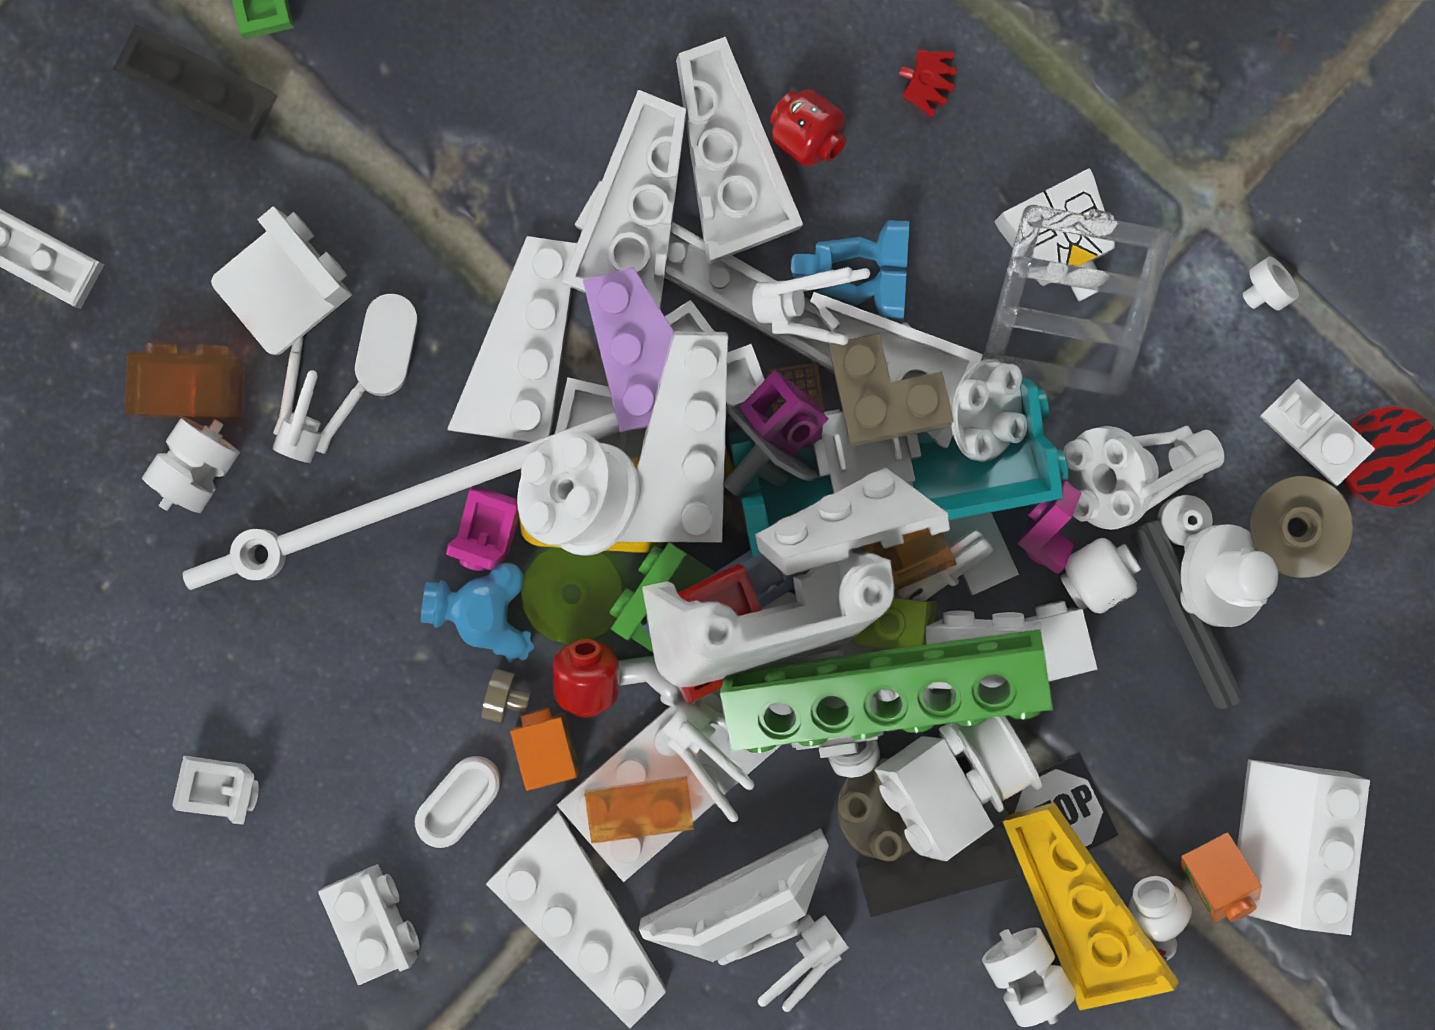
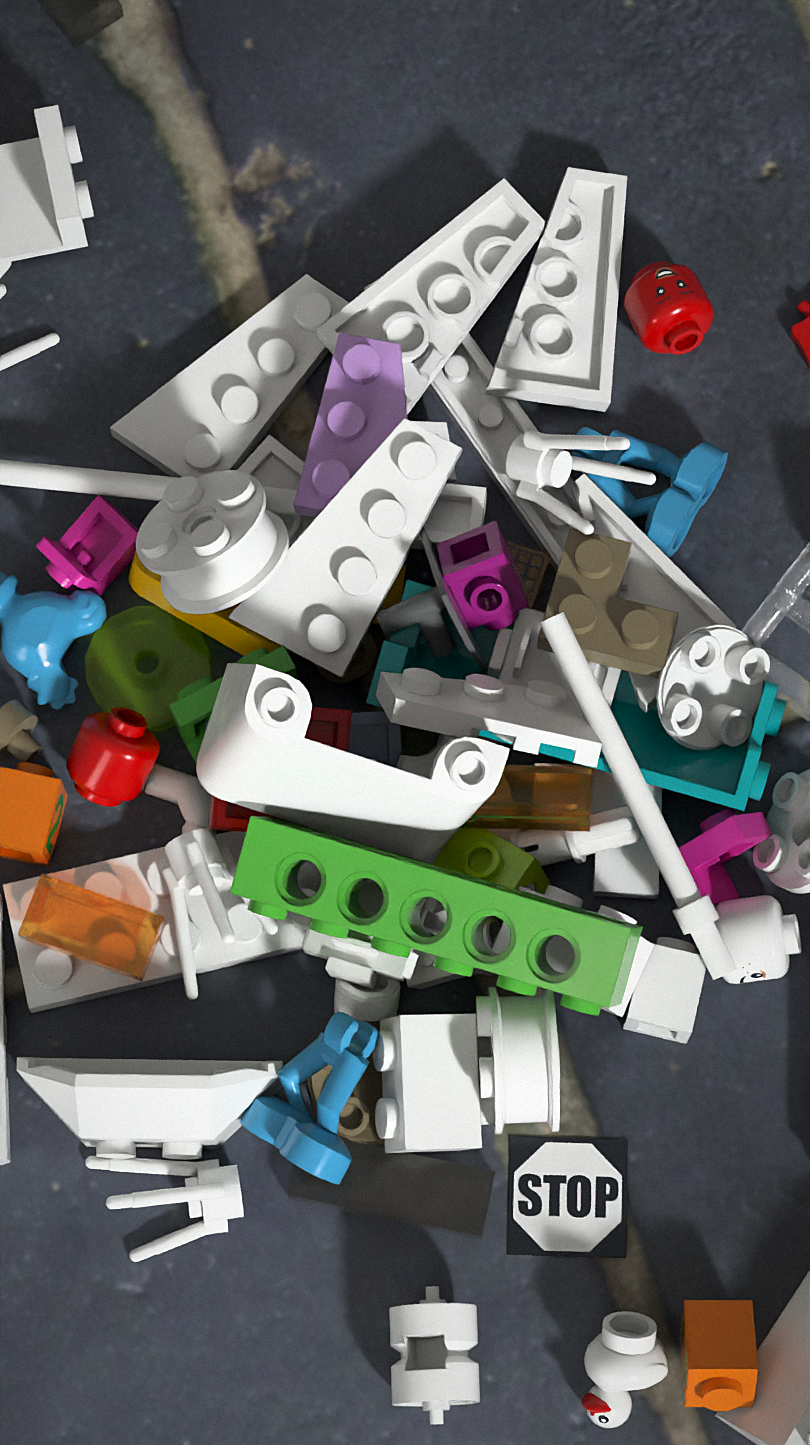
camera: 25 degrees right, 15 degrees down
(386, 344) = (94, 311): white tile -> none
(848, 877) = (289, 1124): none -> dark azure piece
(1058, 585) = (694, 912): none -> white bar
(1085, 917) = (536, 1323): yellow wing -> none

